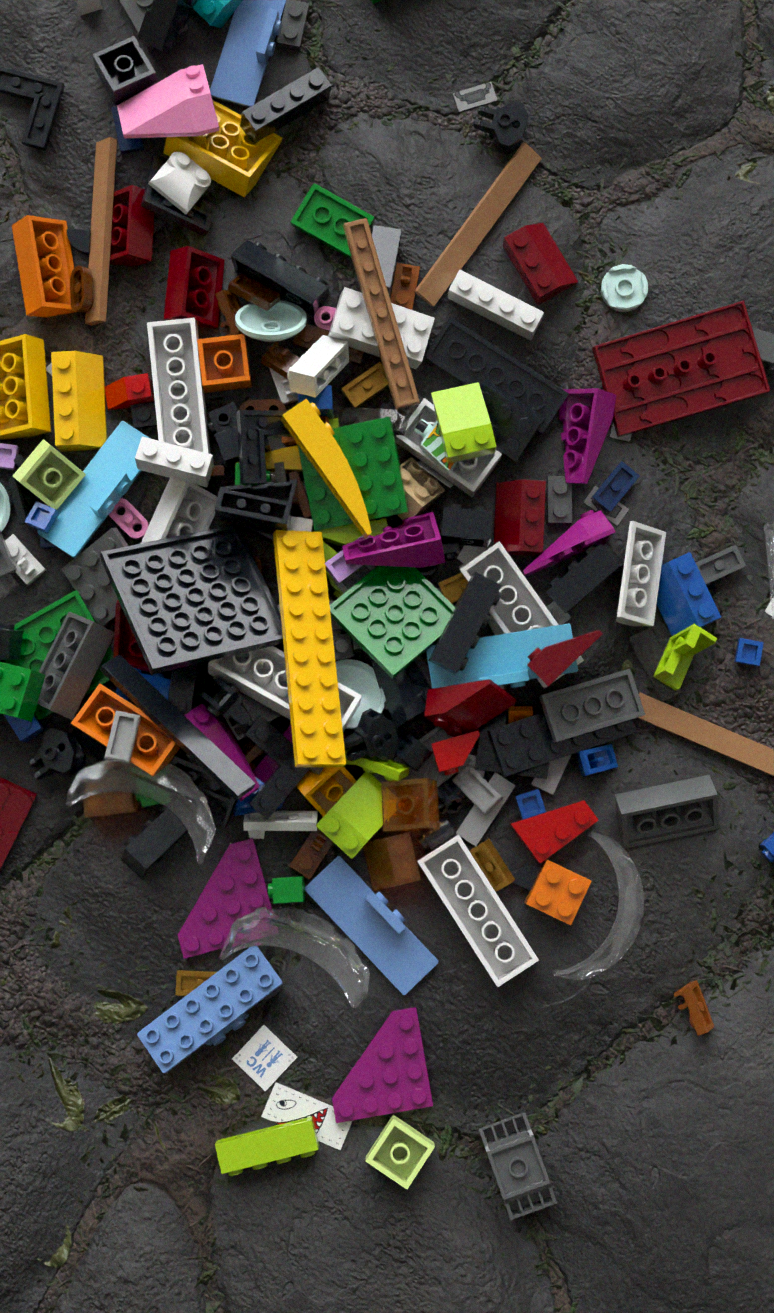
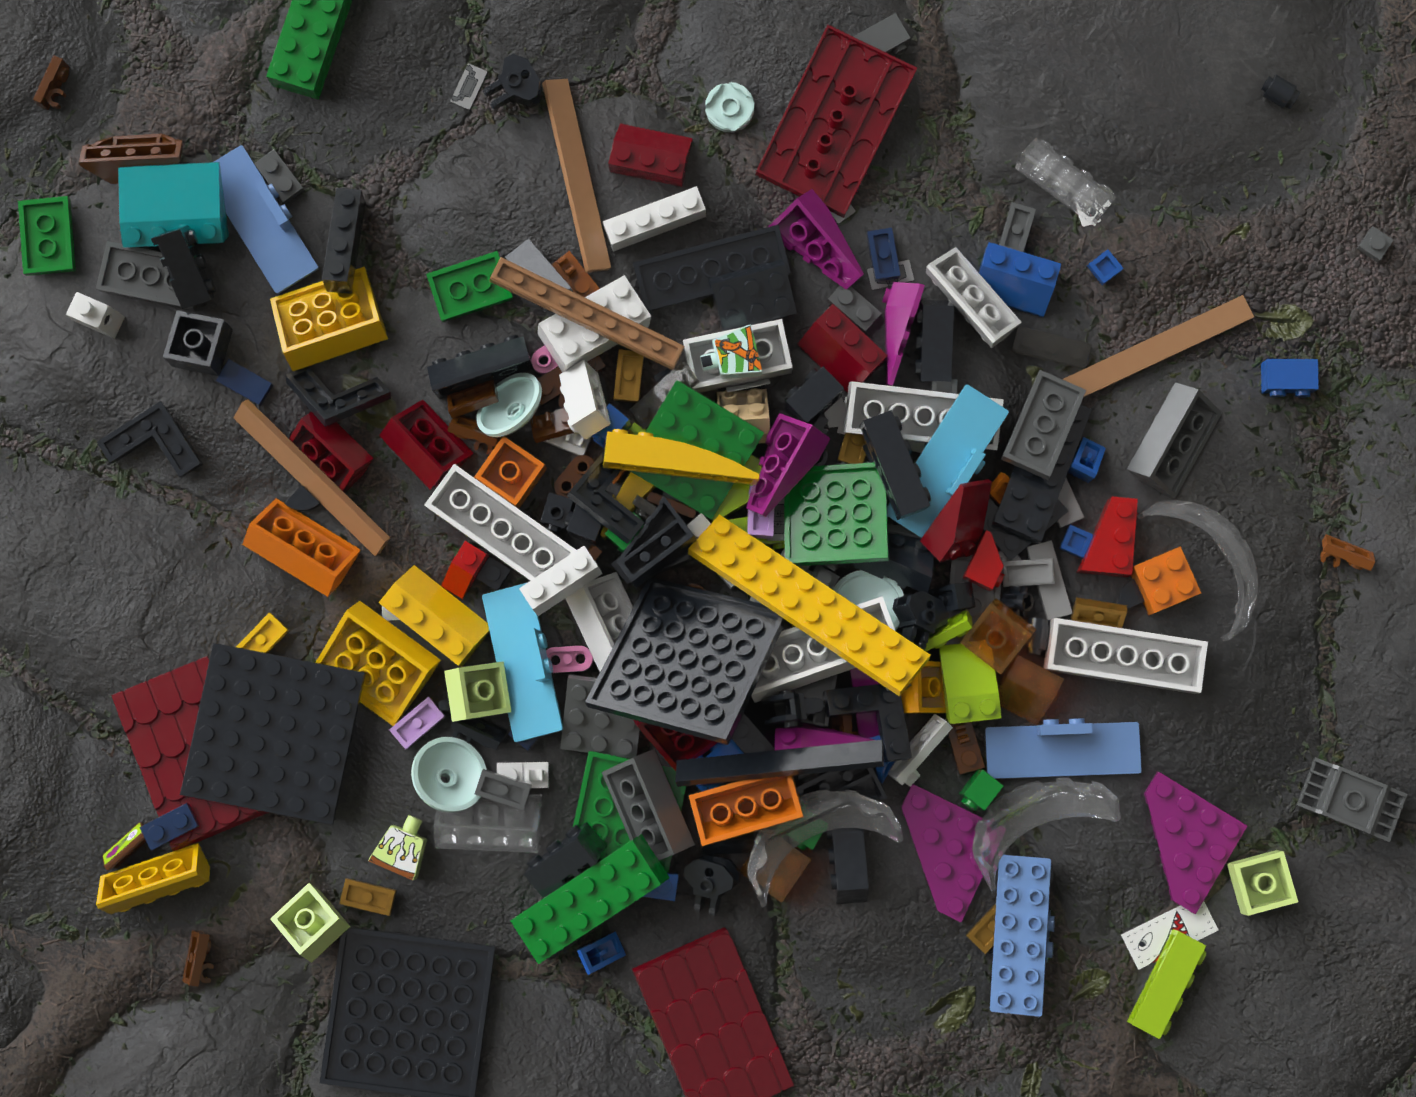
camera: 45 degrees left, 0 degrees up
(41, 517) = (507, 727): plate -> none
(81, 289) = (345, 534): reddish brown plate -> none
(122, 737) = (751, 814): light grey tile -> none
(171, 107) = (265, 332): bright pink wedge -> none
(181, 181) = (331, 377): white slope -> none
(264, 1058) = (1094, 926): white sticker -> none
(463, 423) = (735, 325): slope -> none
(557, 657) = (988, 415): dark red slope -> none
(680, 653) = (1059, 321): lime panel -> none

